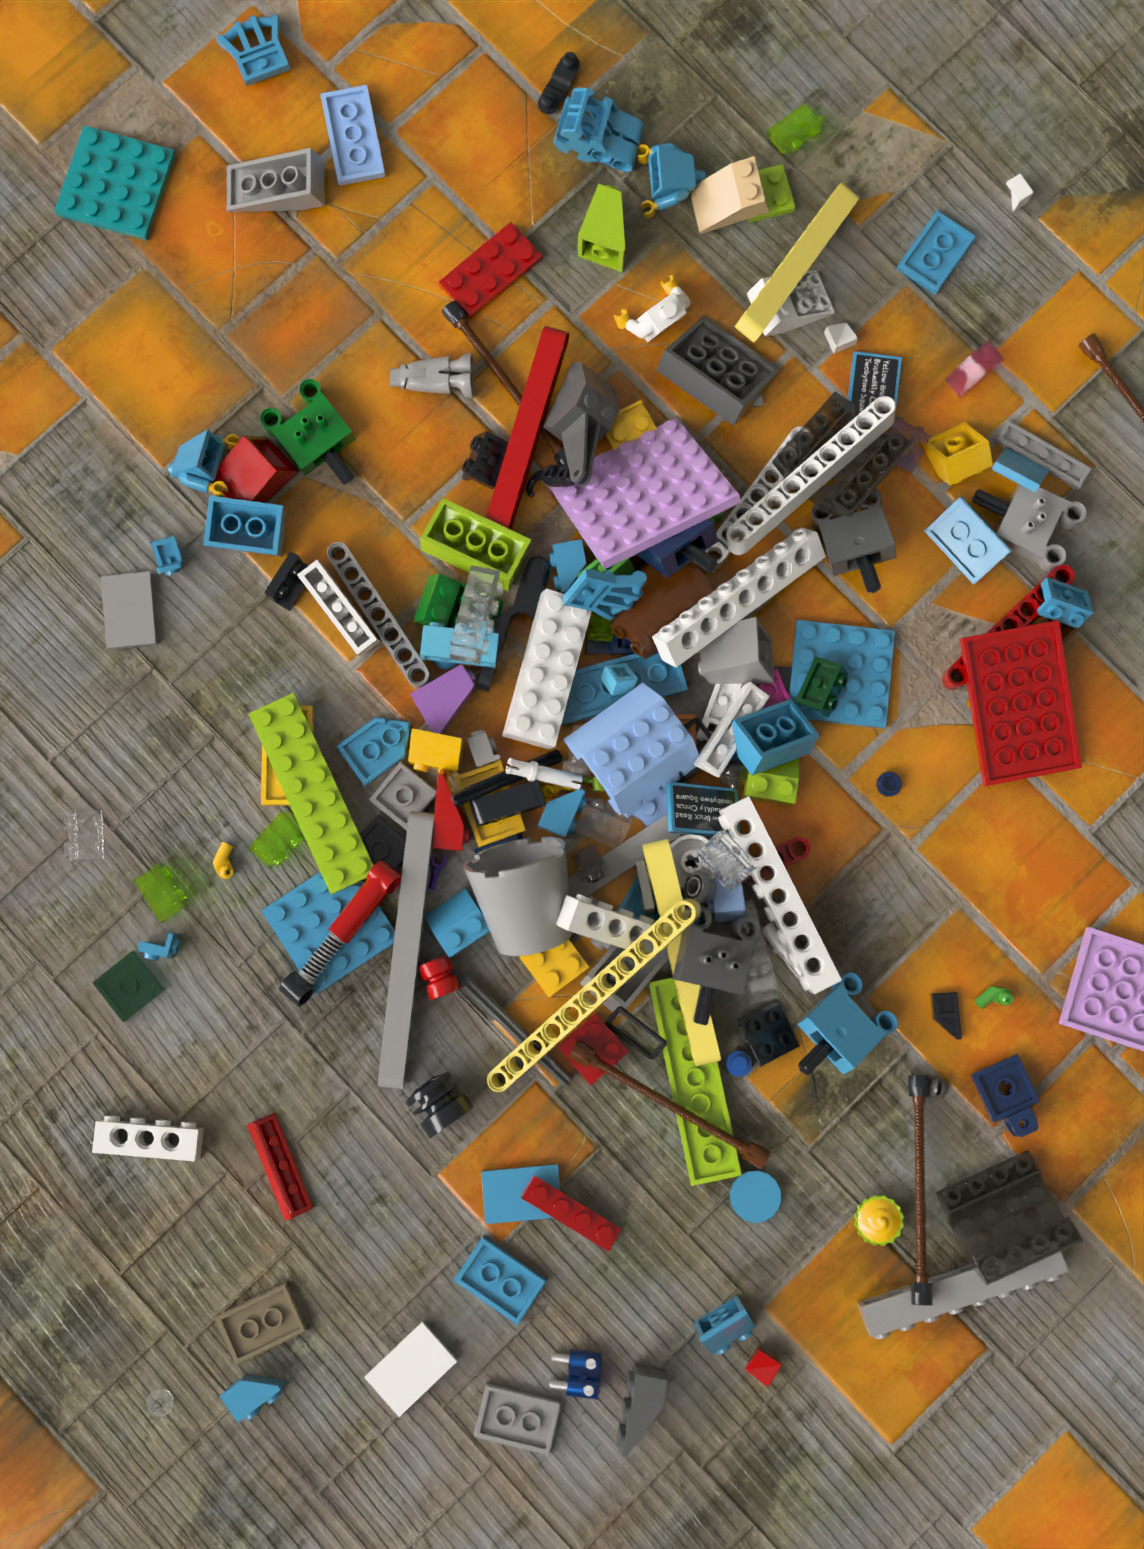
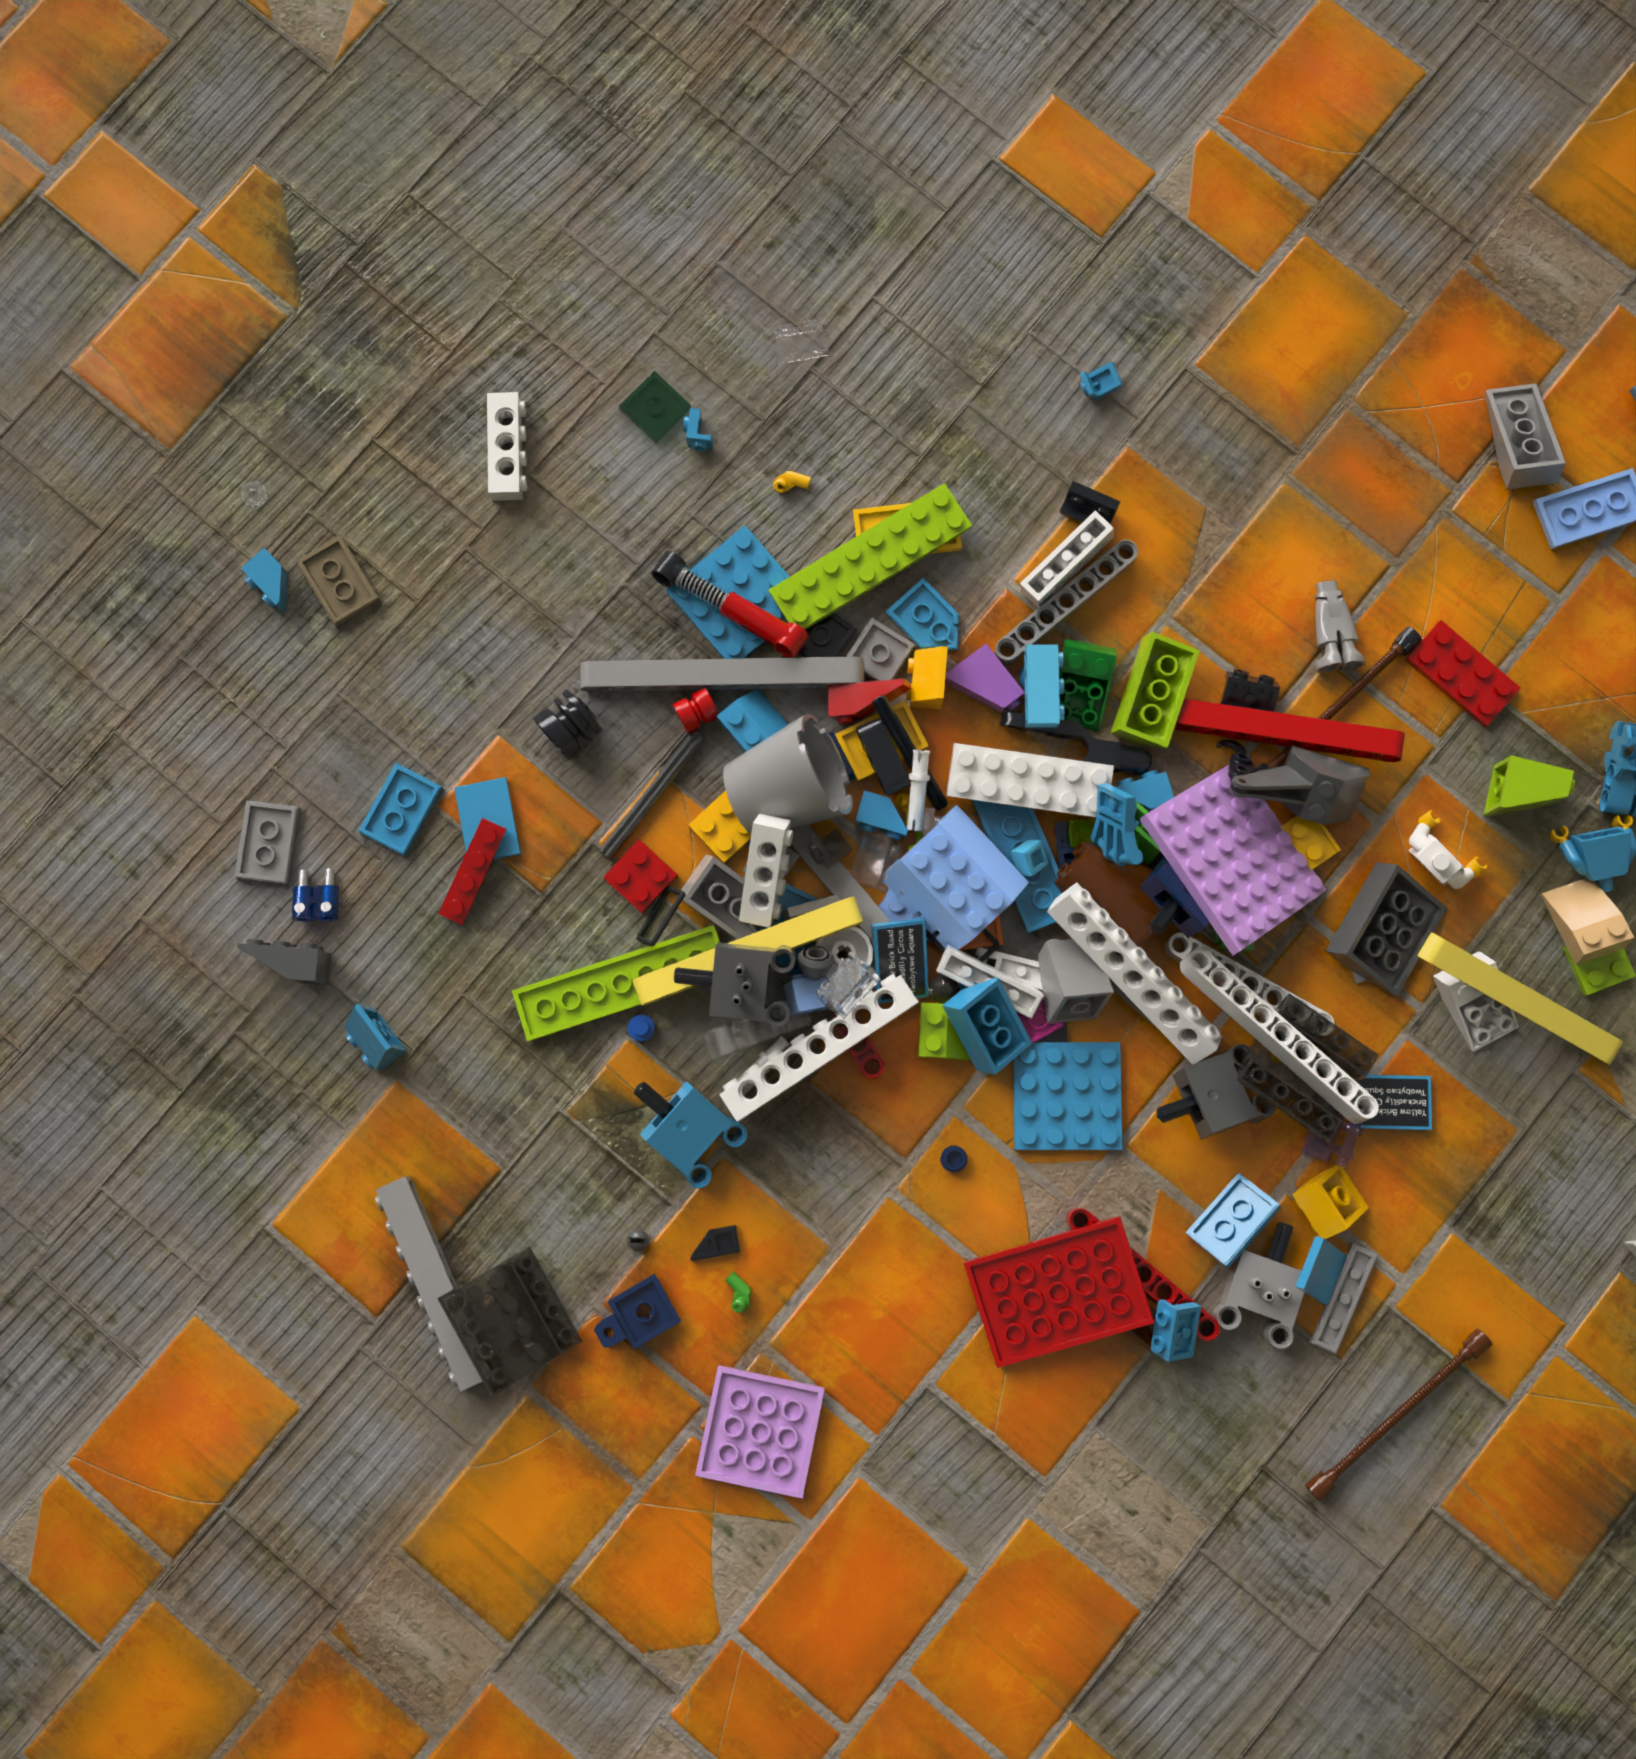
camera: 85 degrees right, 0 degrees up
(115, 182) = (1498, 272): teal plate -> none
(129, 610) = (1038, 352): light grey tile -> none
(161, 892) = (752, 425): clear neon green bracket -> none
(199, 461) = (1207, 398): dark azure torso -> none
(245, 526) = (1141, 453): dark azure slope -> none
(254, 470) = (1200, 454): red slope -> none
(276, 840) = (817, 531): clear neon green bracket -> none
(280, 1166) = (492, 578): red slope -> none
(312, 433) = (1252, 509): green piece -> none
(410, 1368) = (306, 731): white tile -> none
(436, 871) = (806, 695): dark purple hand -> none
(475, 615) = (1111, 696): clear brick -> none
(482, 748) = (938, 726): light grey brick -> none
(601, 987) = (699, 870): light yellow beam -> none
(752, 1152) = (550, 1050): reddish brown hose -> none
(755, 1196) = (507, 1059): dark azure tile -> none
(763, 1366) = (338, 1083): red slope -> none
(768, 1033) = (675, 1055): black hinge -> none
(822, 686) = (1049, 1074): dark green bracket -> none
(840, 337) = (1445, 1059): white slope -> none
(879, 1220) = (494, 1188): yellow piece -> none
(920, 1290) = (427, 1234): reddish brown hose -> none
(936, 252) = (1560, 1158): dark azure tile -> none
(975, 369) = (1430, 1212): clear pink slope -> none

